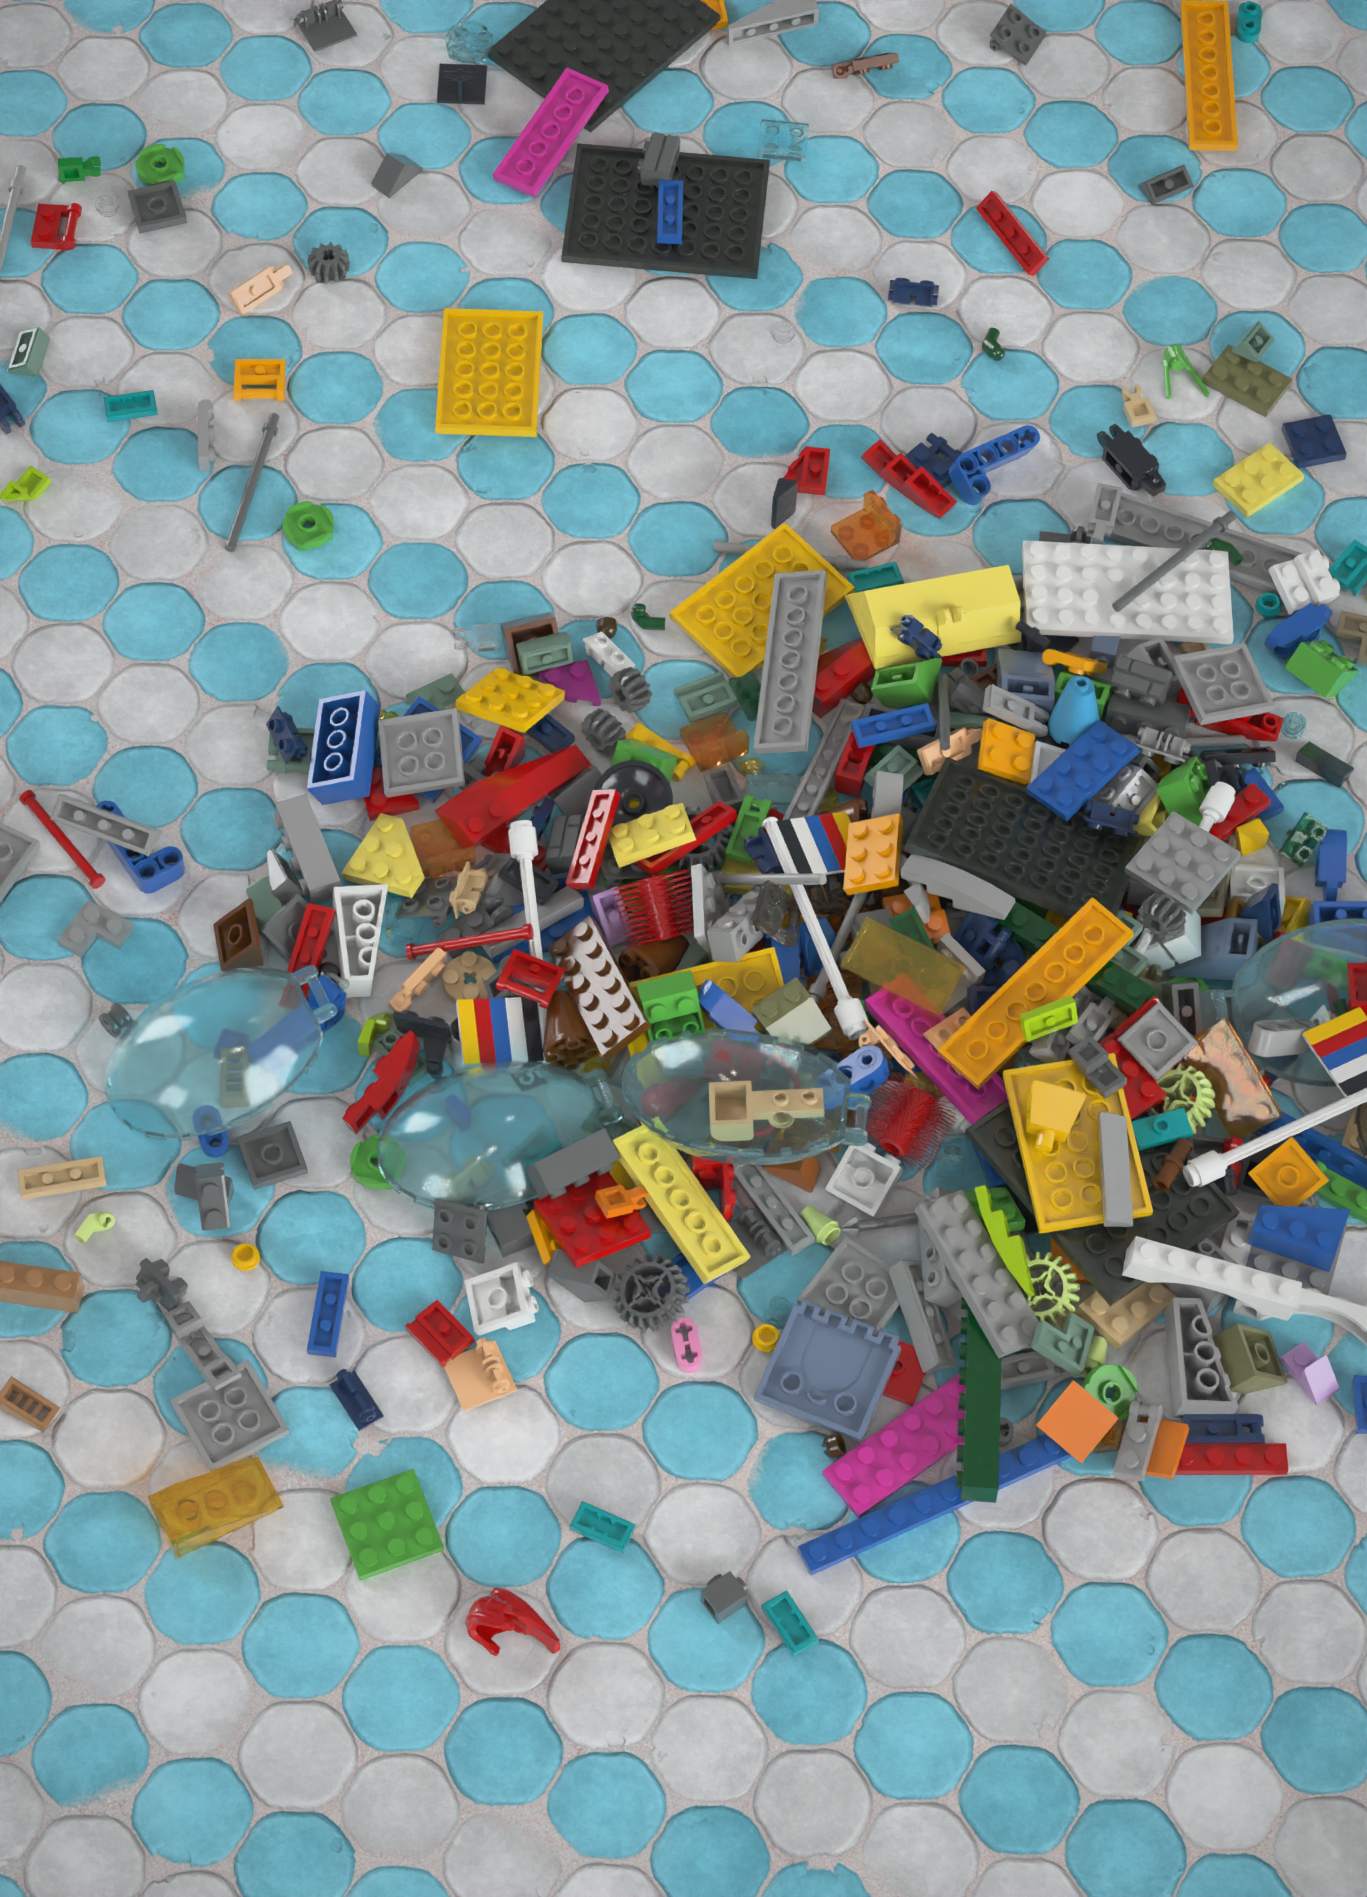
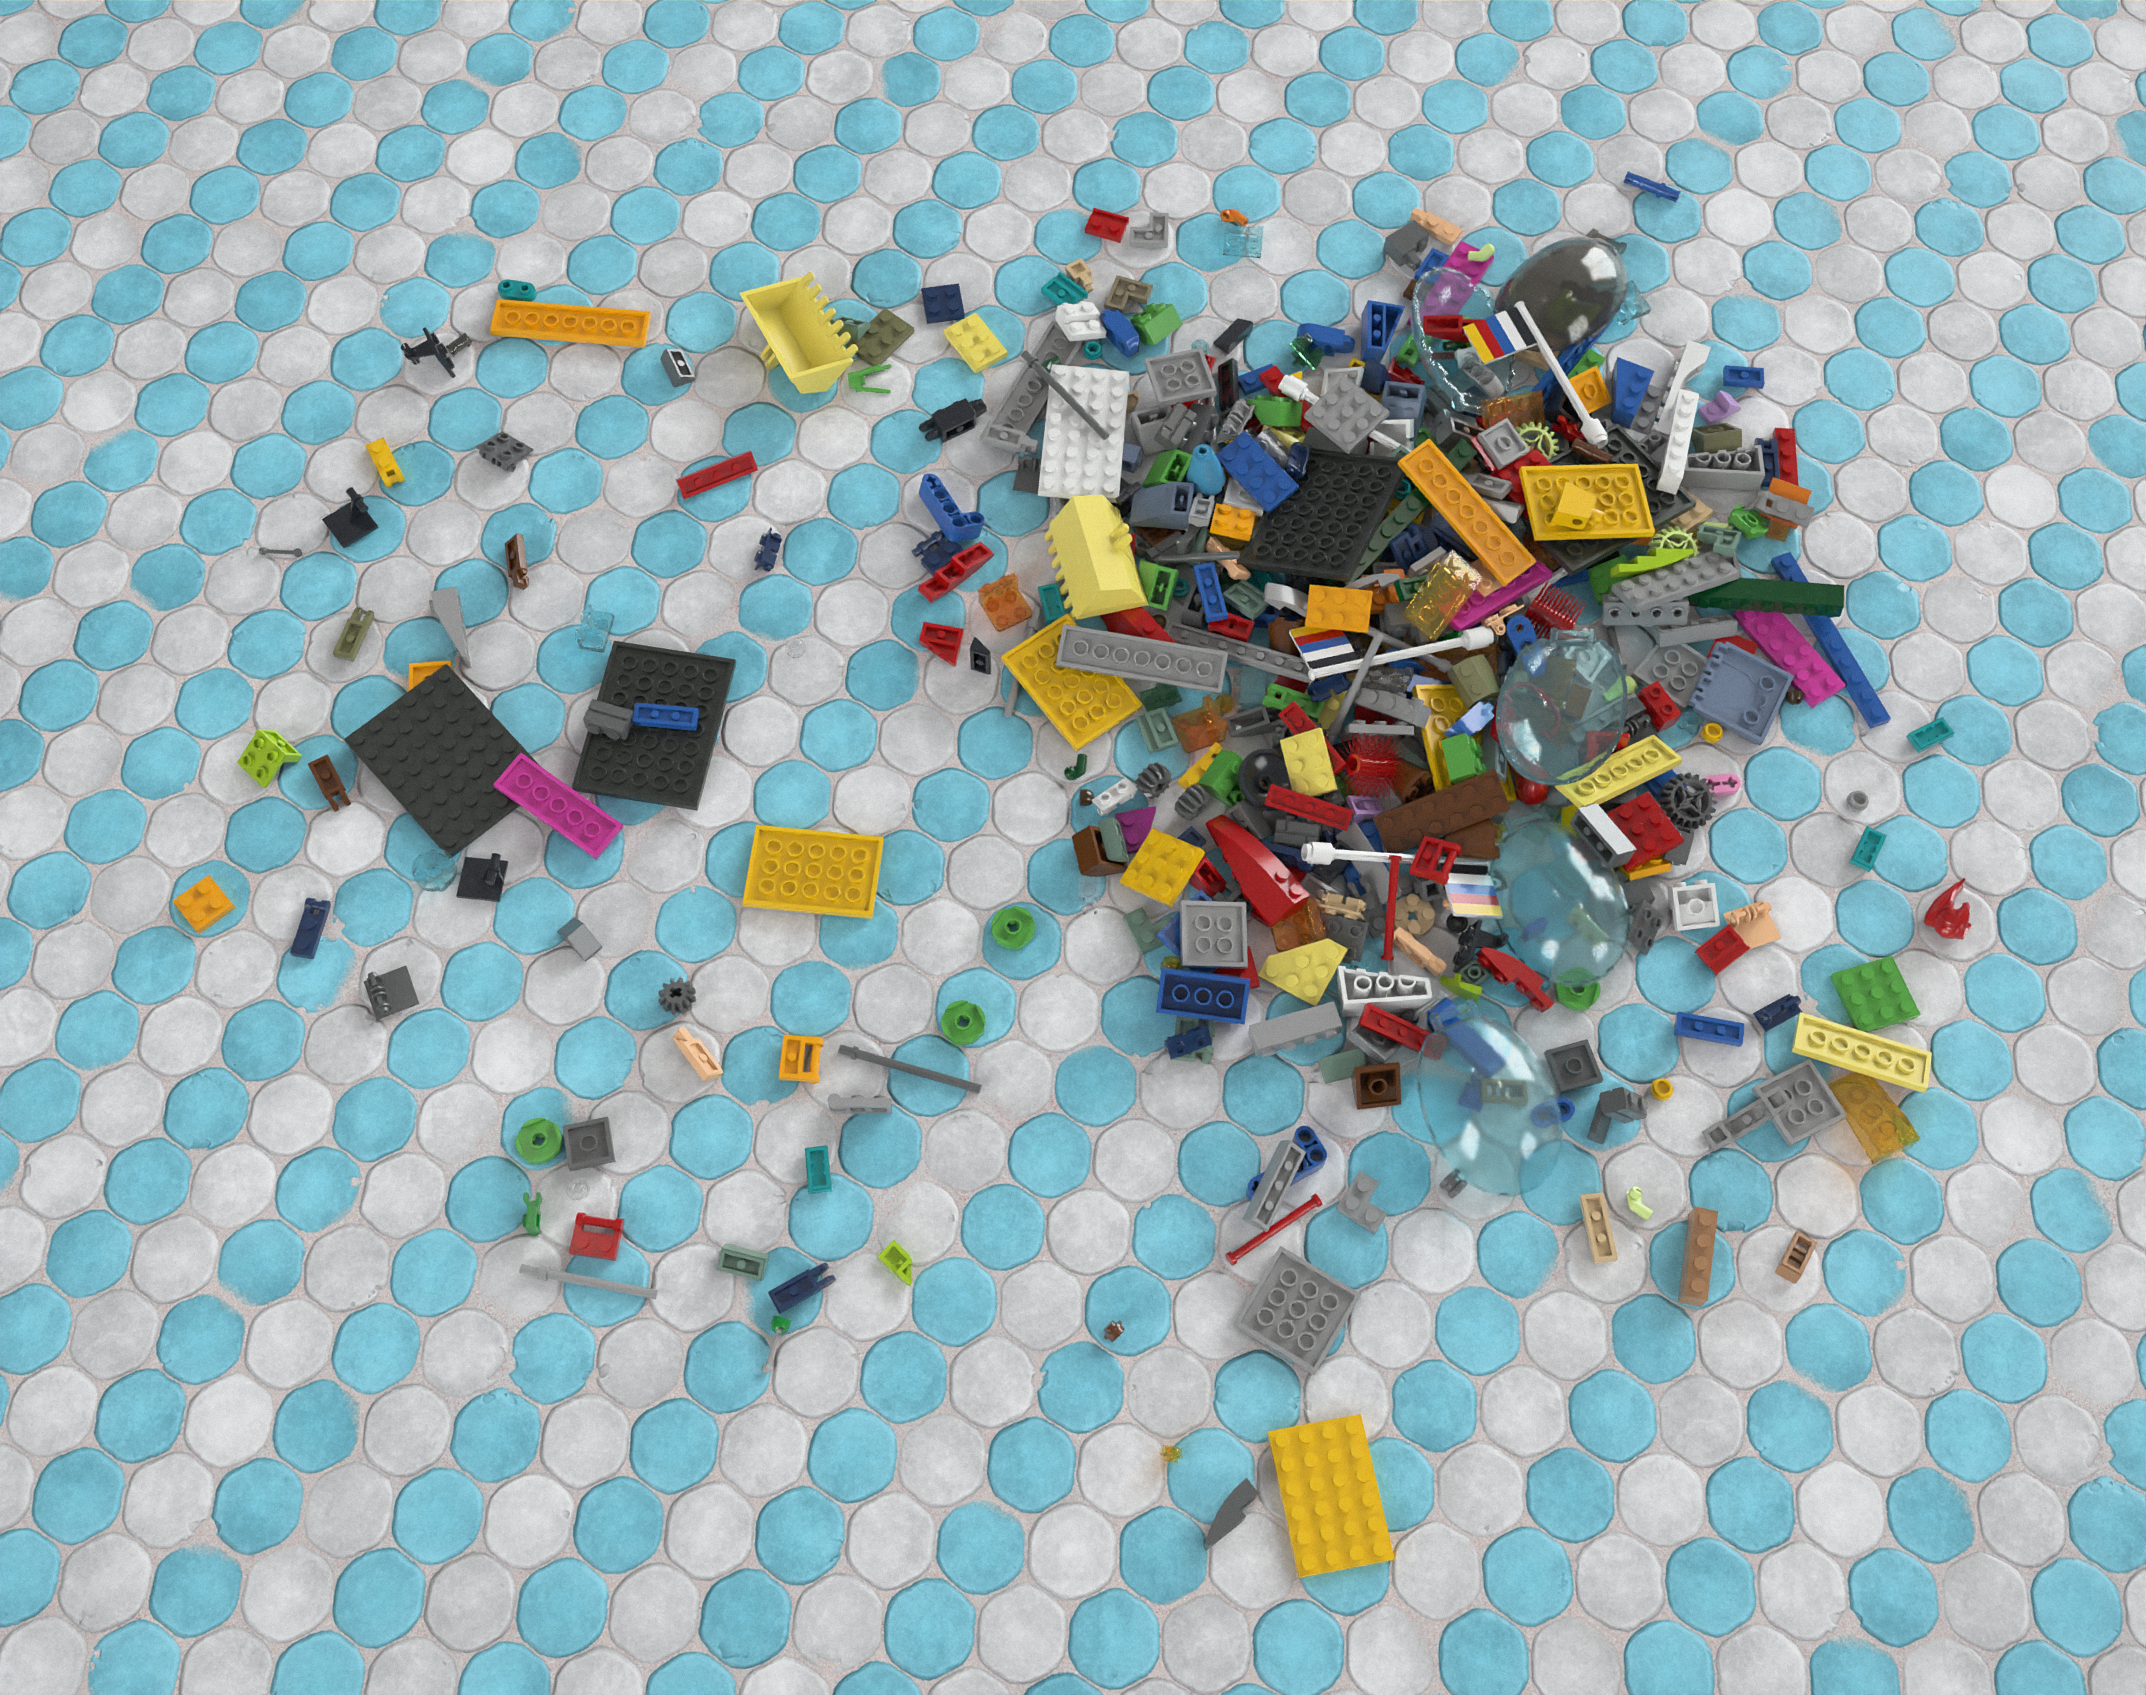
camera: 85 degrees left, 5 degrees up
(157, 1287) = (1694, 1155): dark grey hips -> none
(282, 878) = (1325, 1048): dark grey slope -> none
(299, 1495) = (1862, 1052): none -> light yellow plate
(433, 578) = (1012, 916): none -> bright green plate
(618, 1201) = (1631, 807): orange plate -> none
(676, 1520) = (1857, 801): none -> light grey plate
(724, 1596) = (1916, 773): dark grey brick -> none
(736, 1106) = (1560, 717): tan plate -> none
(794, 1264) = (1659, 706): none -> red brick
(924, 644) = (1135, 564): dark blue hinge -> none
(964, 888) = (1381, 549): light grey slope -> none
(991, 346) = (828, 502): dark green arm -> none
(1048, 1018) = (1491, 495): lime plate -> none
(1074, 662) = (1151, 467): light orange plate -> none
(1076, 1421) = (1777, 540): orange tile -> none
(1095, 1066) = (1536, 476): dark grey slope -> none
(1114, 1170) = (1612, 480): light grey slope -> none
(1137, 409) = (903, 409): tan plate -> none
(1161, 1129) = (1563, 451): teal plate -> none
(1162, 916) = (1397, 429): dark grey gear -> none
(1217, 276) = (800, 333): none -> light yellow piece
(1228, 774) = (1257, 388): black slope -> none

